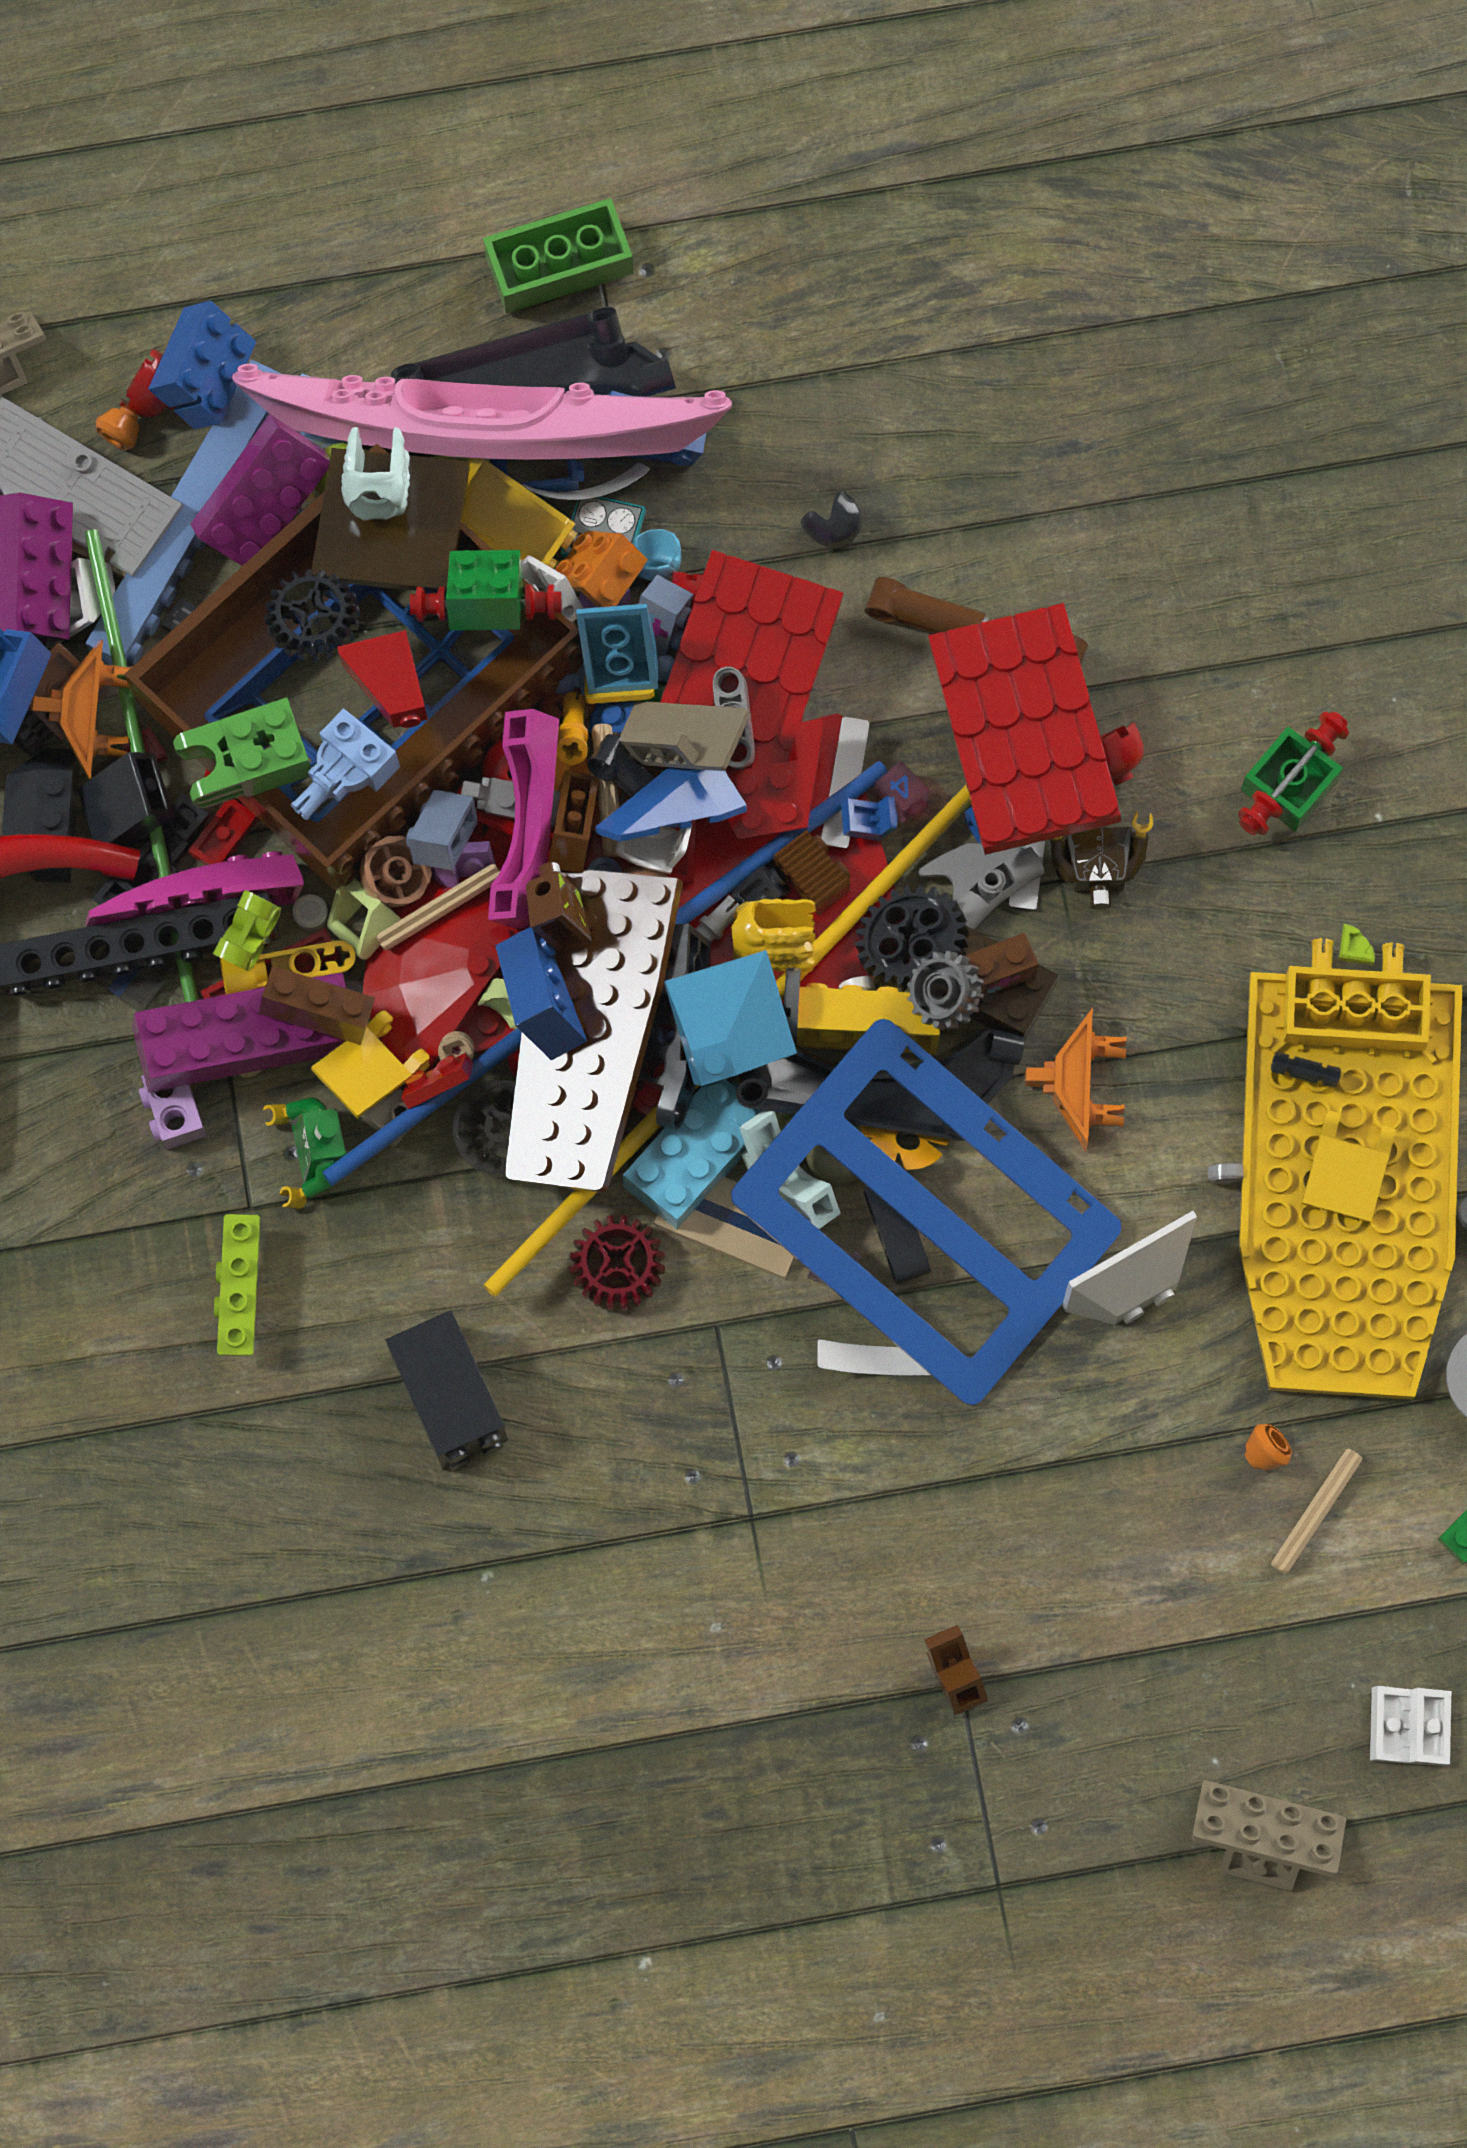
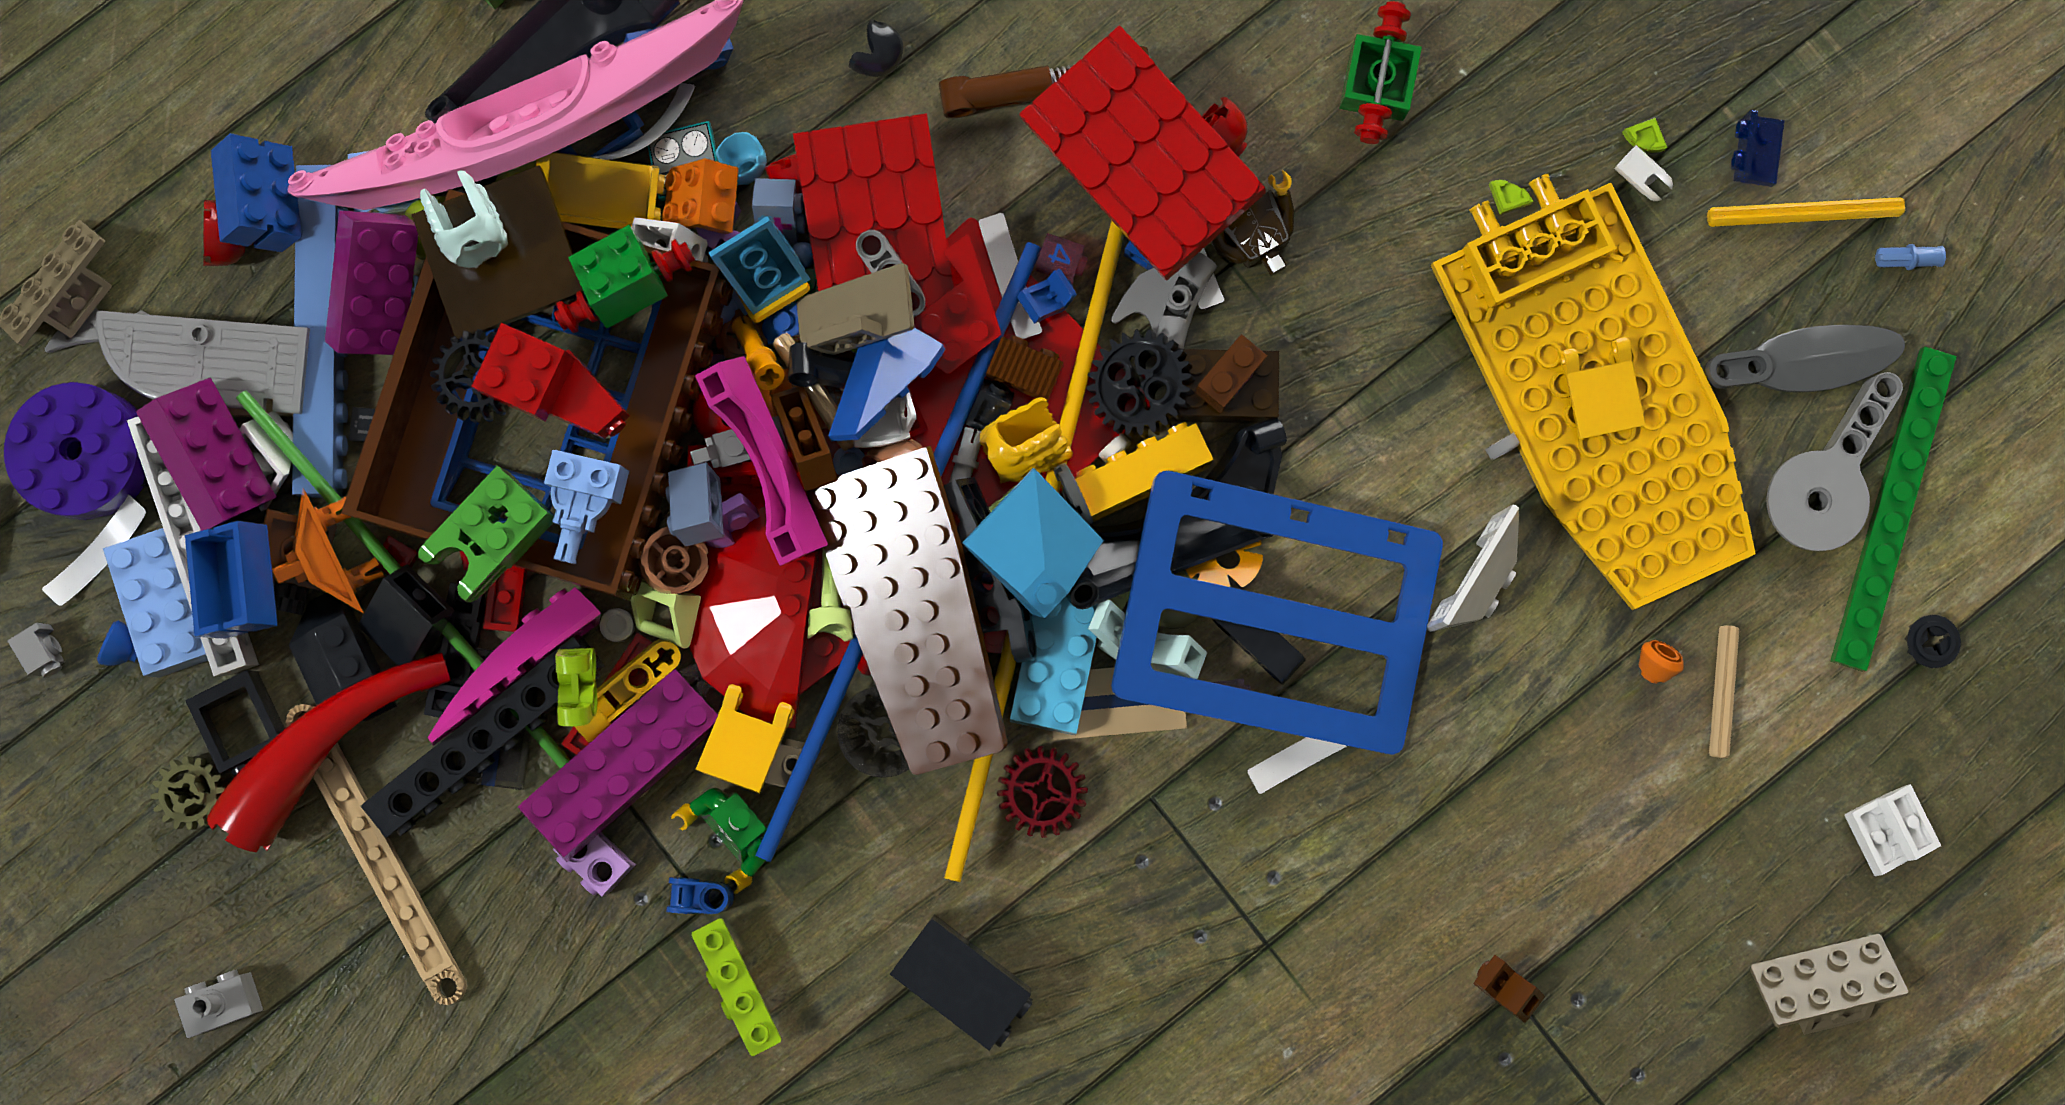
camera: 30 degrees left, 10 degrees up
(119, 428) = (214, 285): orange cone -> none
(243, 1188) = (692, 896): none -> blue piece
(316, 1005) = (671, 716): reddish brown brick -> none
(355, 627) = (523, 372): none -> red brick
(438, 907) = (728, 571): tan axle -> none
(446, 1075) = (809, 723): red plate -> none
(455, 1044) = (811, 687): tan tile -> none
(539, 994) = (858, 608): blue wedge -> none
(557, 910) = (835, 527): reddish brown torso -> none
(962, 994) = (1217, 410): dark grey gear -> none
(1070, 1076) = (1333, 433): orange connector -> none
(1305, 1069) = (1524, 324): black axle -> none

